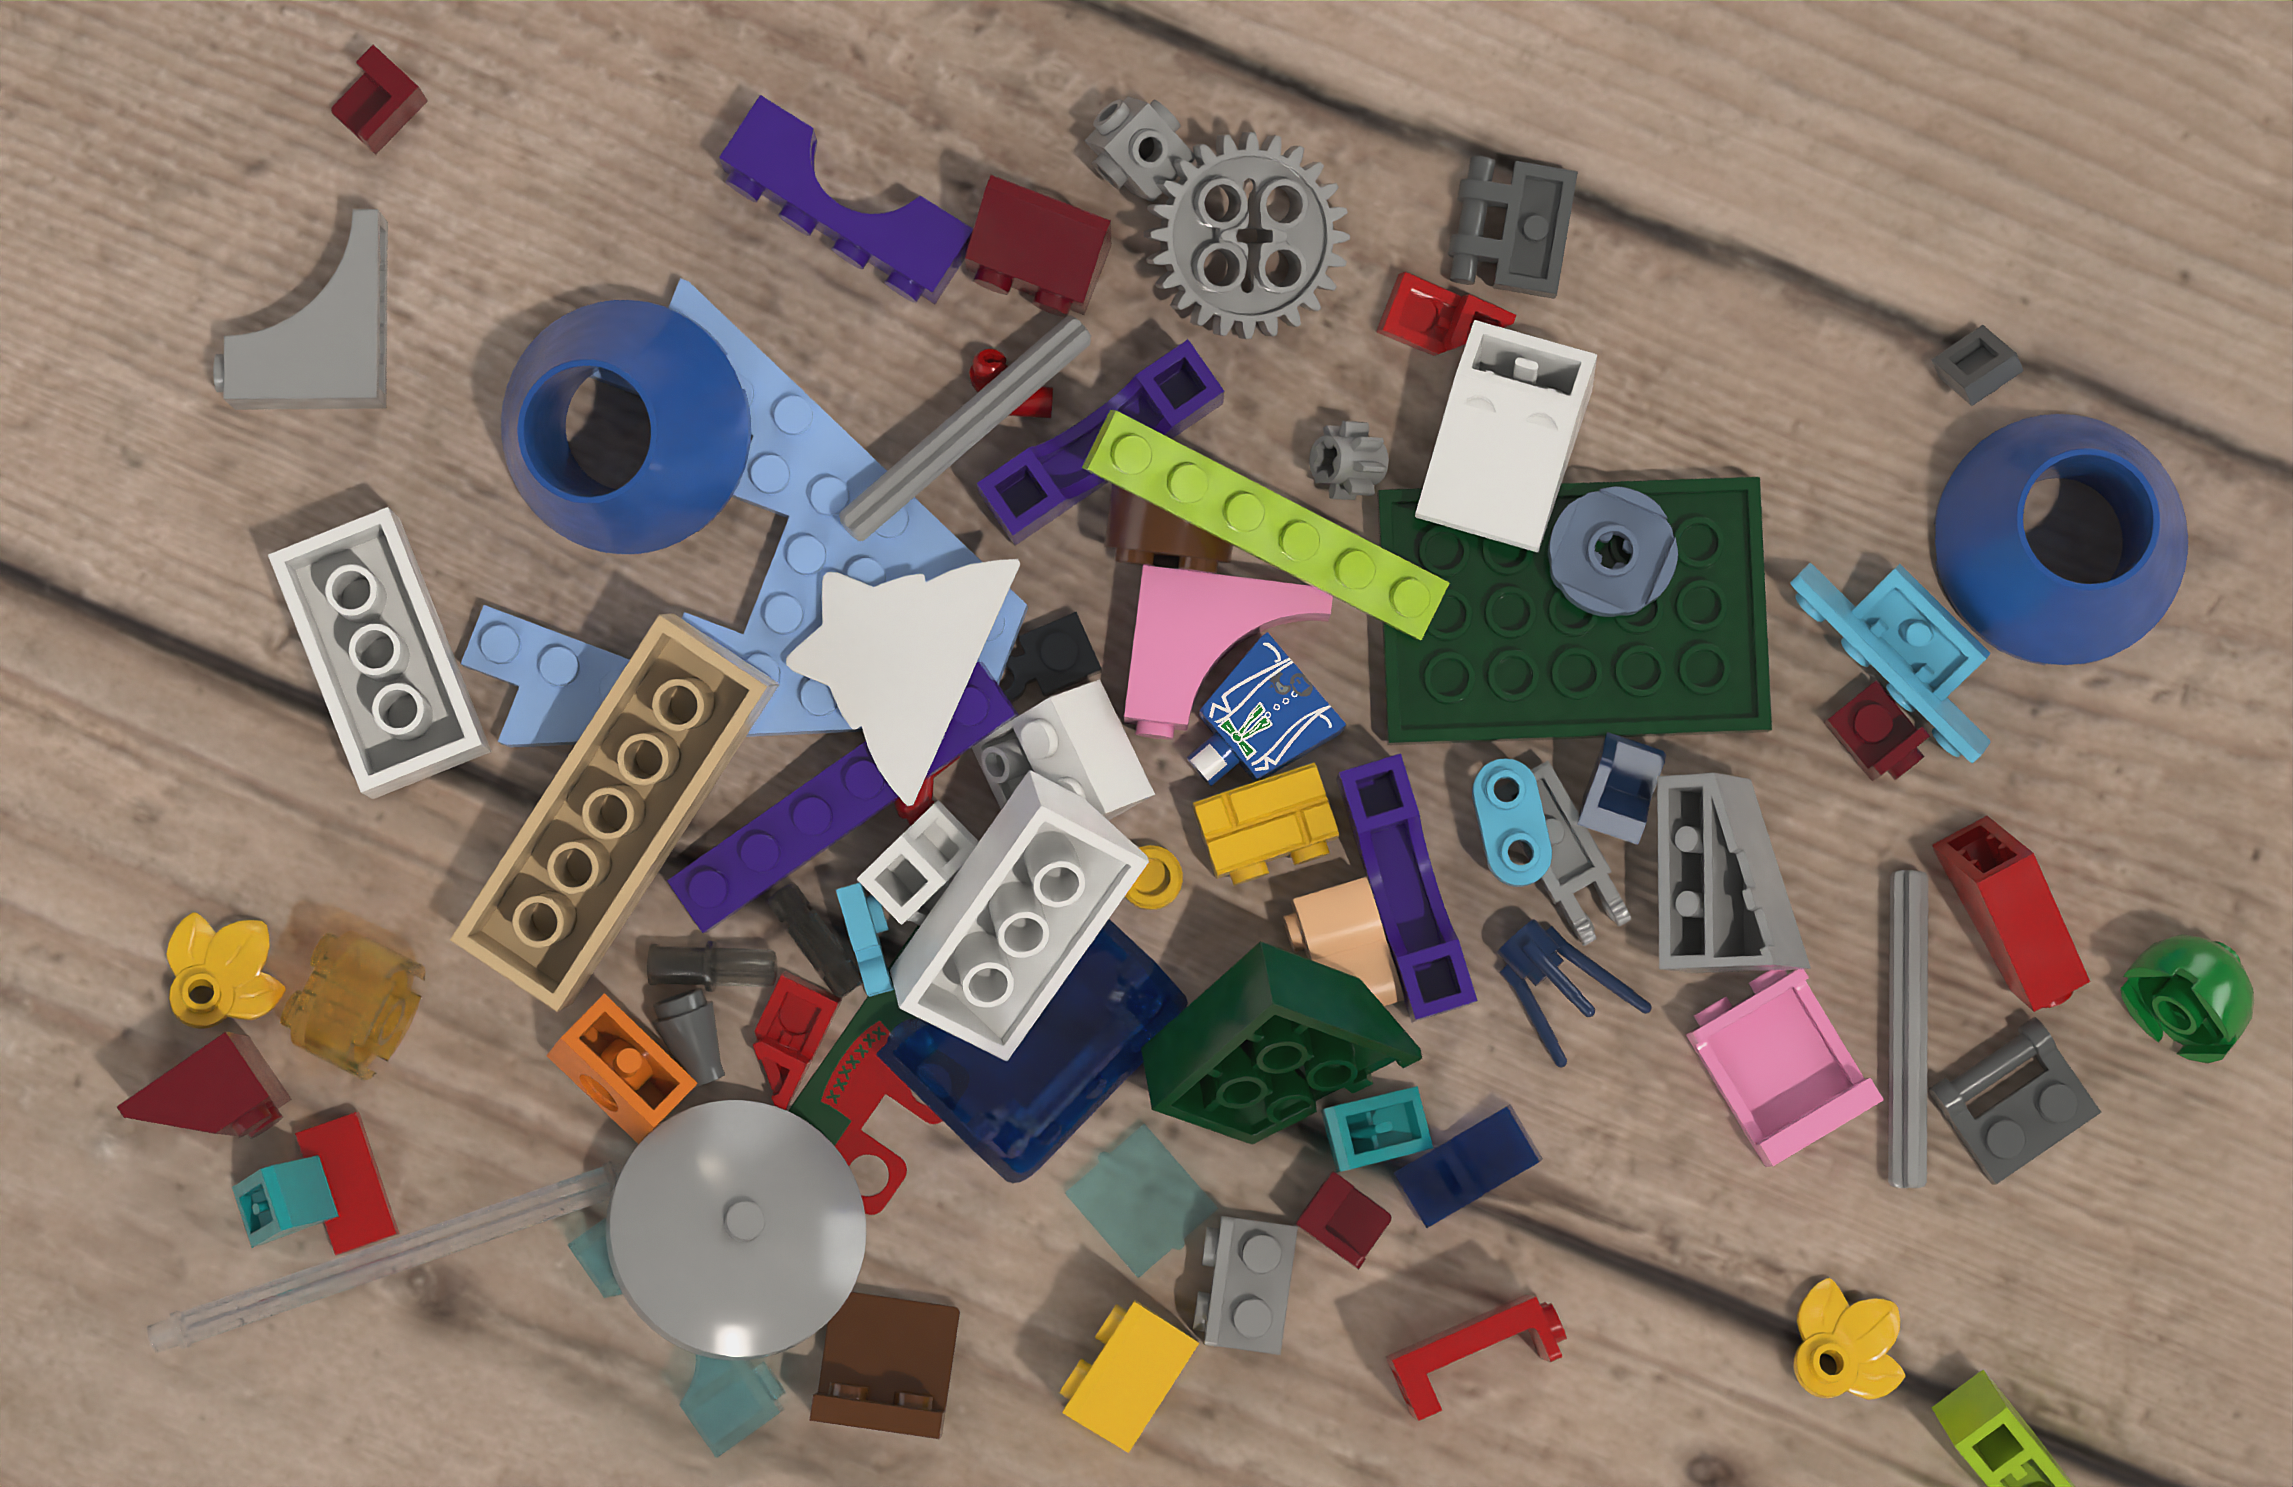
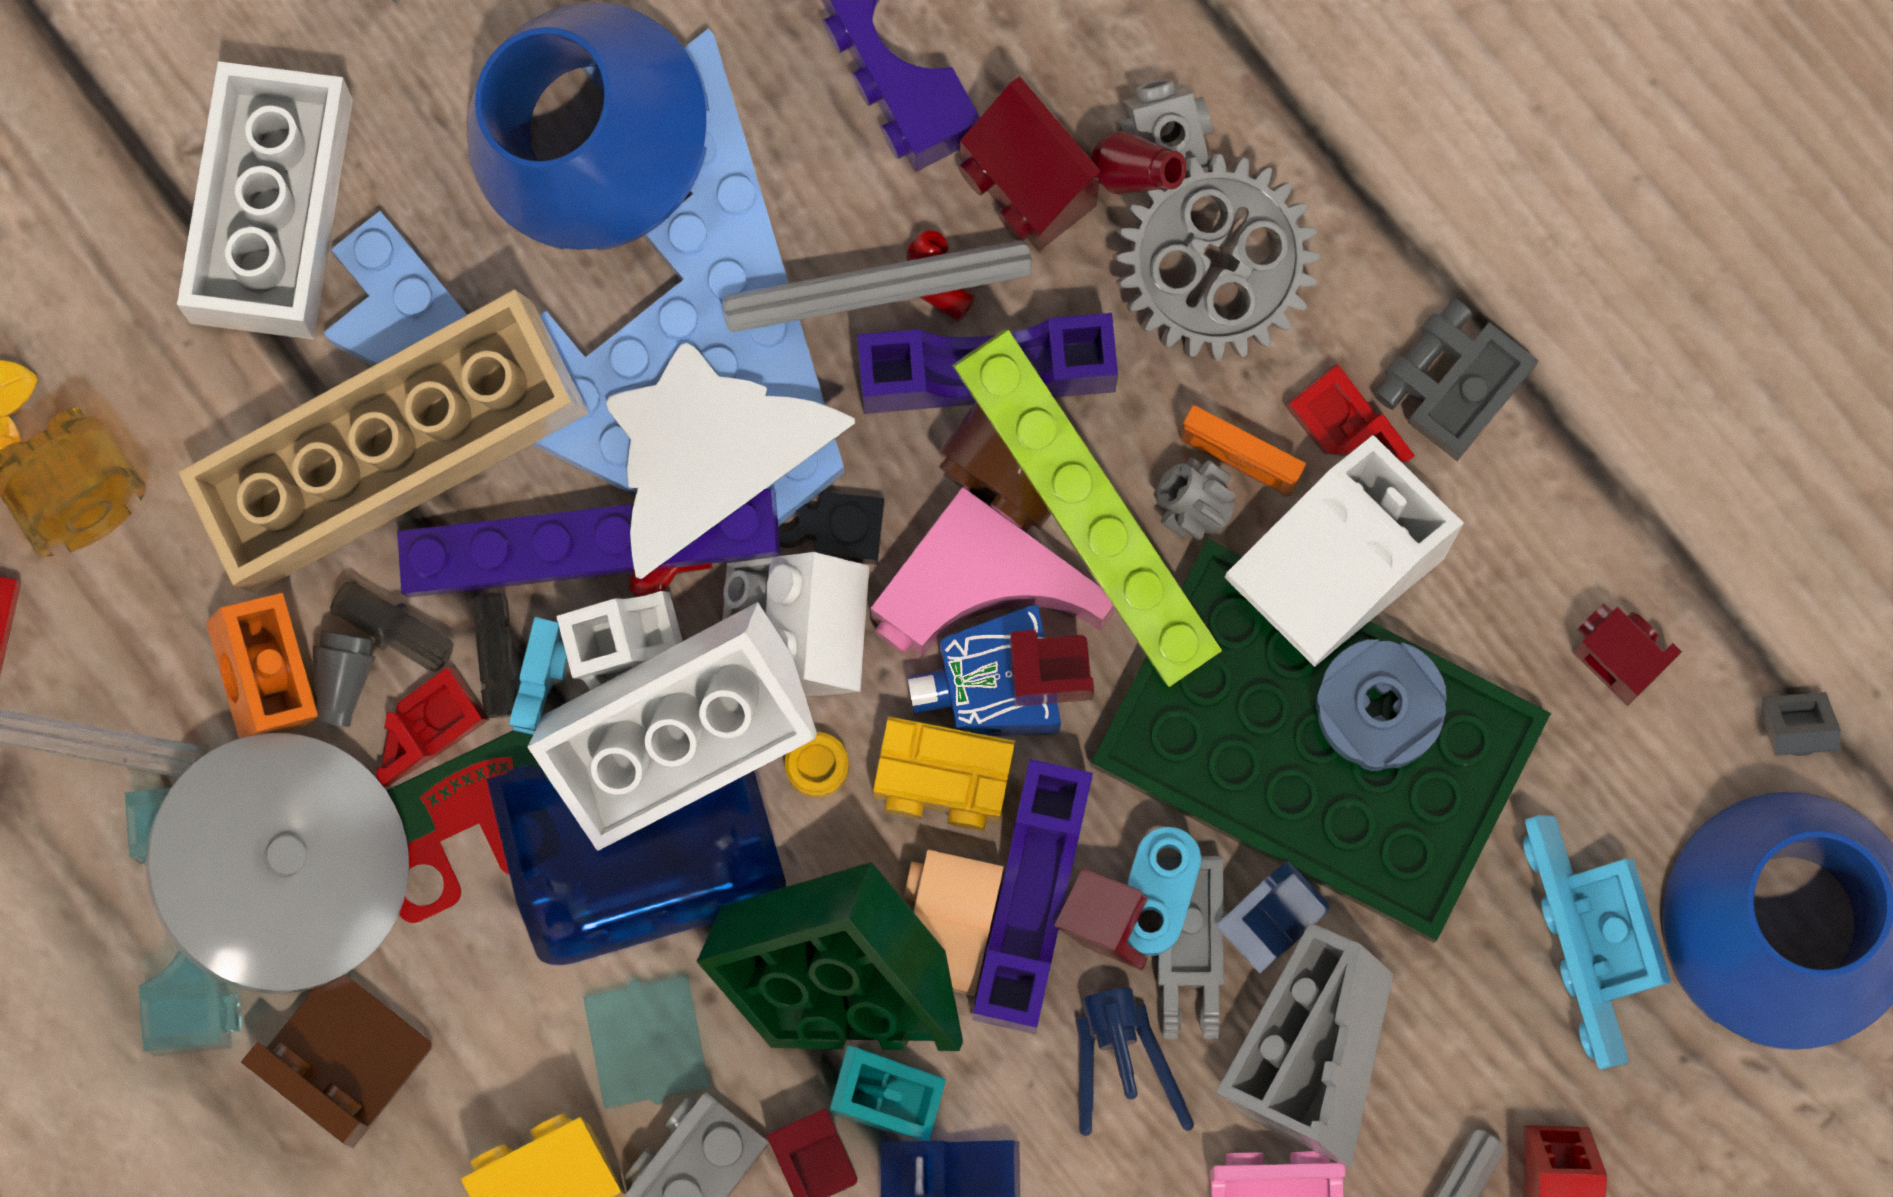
camera: 30 degrees right, 5 degrees down
(1136, 194) = (1137, 164): none -> dark red cone
(1311, 683) = (1049, 669): none -> dark red panel
(1364, 395) = (1241, 451): none -> orange tile
(1477, 870) = (1102, 917): none -> dark red panel
(1792, 387) = (1623, 651): none -> dark red brick
(1878, 733) = (1530, 998): dark red bracket -> none

